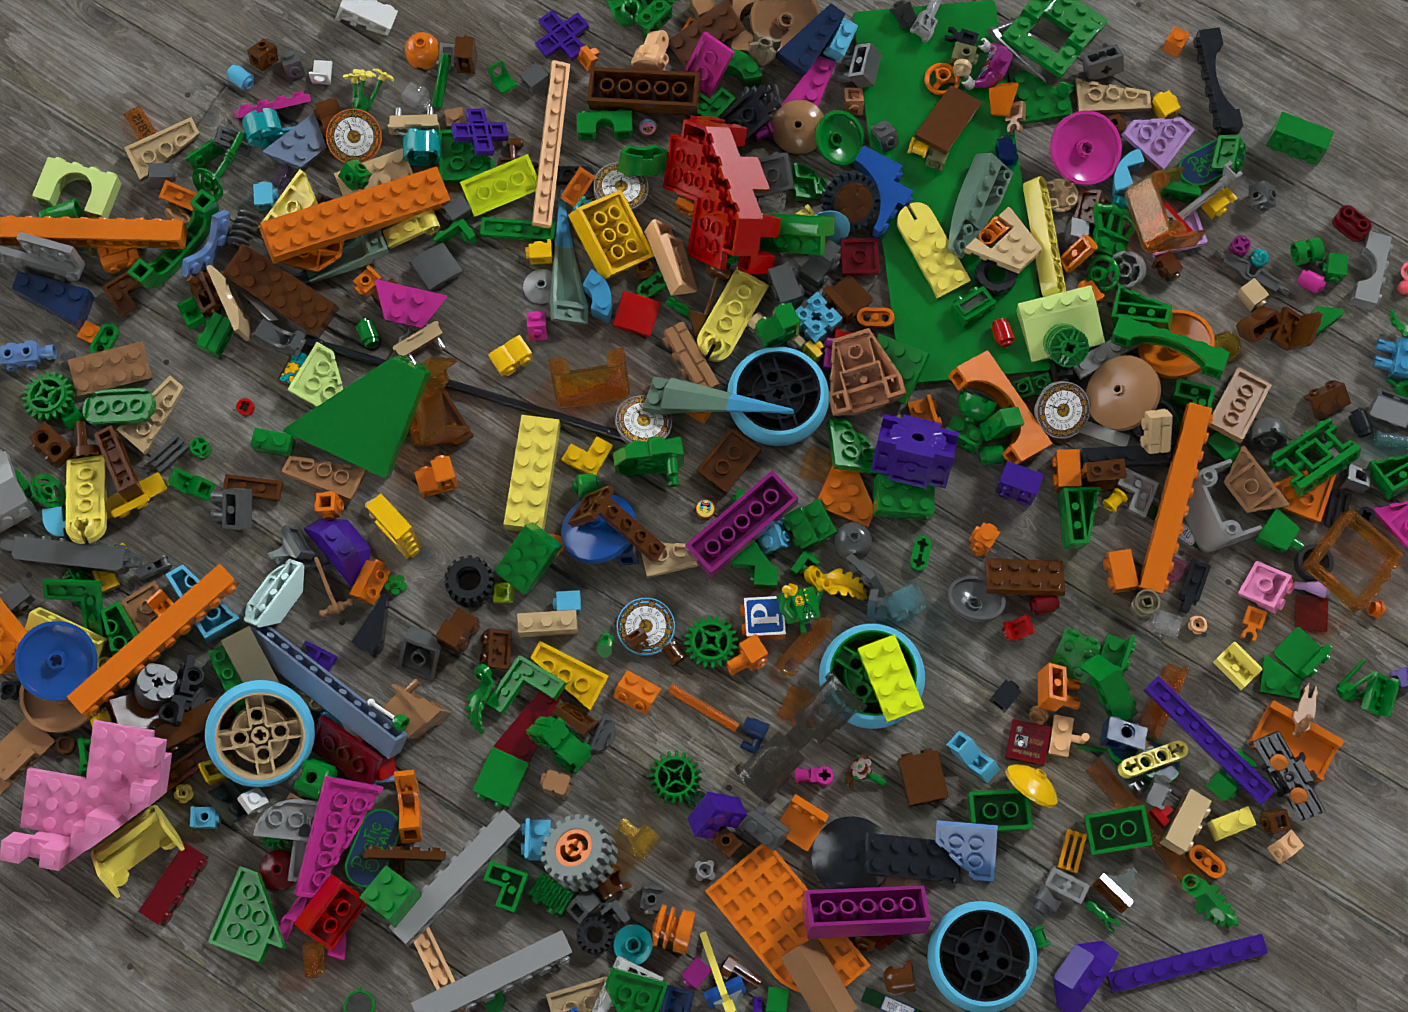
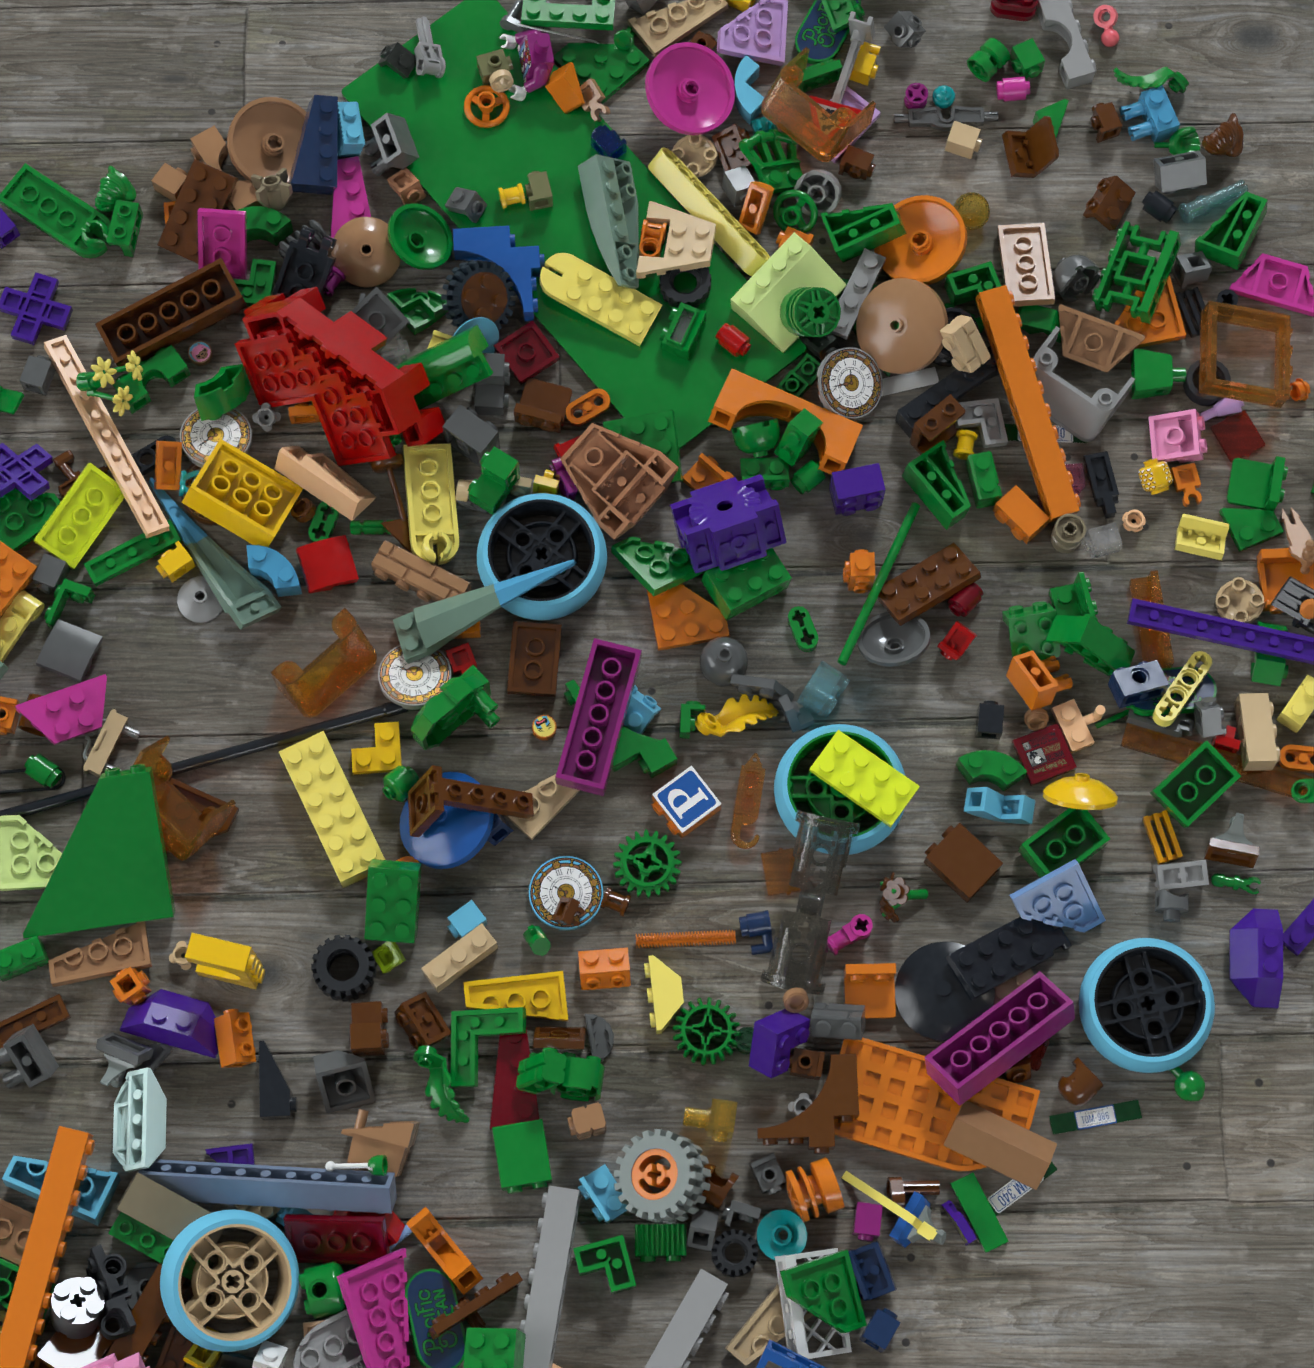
camera: 35 degrees left, 0 degrees up
(159, 602) = (18, 1214): orange bracket -> none
(336, 606) = (215, 1091): medium nougat piece -> none
(395, 585) = (263, 1024): green plant -> none
(437, 478) = (231, 880): orange brick -> none
(510, 356) = (220, 696): yellow brick -> none
(537, 326) = (226, 645): dark pink bracket -> none
(565, 102) = (93, 380): none -> light yellow plant
(587, 57) = (81, 315): orange tile -> none
(652, 54) = (151, 268): light nougat piece -> none
(657, 194) = (266, 410): none -> light grey plate
(664, 735) = (665, 993): none -> light yellow slope
(681, 429) = (461, 658): none -> red plate
(705, 885) = (816, 1123): none -> reddish brown arch
(746, 795) = (796, 1000): none -> medium nougat tile
(751, 656) = (700, 849): orange brick -> none
(802, 604) = (717, 762): green torso -> none
(809, 525) = (667, 672): green plate -> none
(816, 465) = (631, 604): clear orange piece -> none
(817, 309) = (539, 445): medium azure brick -> none
(948, 120) = (525, 146): reddish brown tile -> none
(965, 36) = (479, 46): black plate -> none
(984, 727) = (991, 767): none -> green brick
(990, 556) = (878, 584): none -> green piece
(1039, 937) = (1190, 946): green bush -> none
(1067, 469) = (895, 443): orange brick -> none
(1111, 531) = (983, 479): none -> green brick
(1208, 358) = (965, 234): green arch -> none
(1233, 604) = (1155, 476): none -> yellow head
(1235, 726) = (1239, 600): none -> tan dish
(1259, 324) = (990, 166): reddish brown brick -> none
(1362, 342) = (1105, 121): none -> reddish brown brick

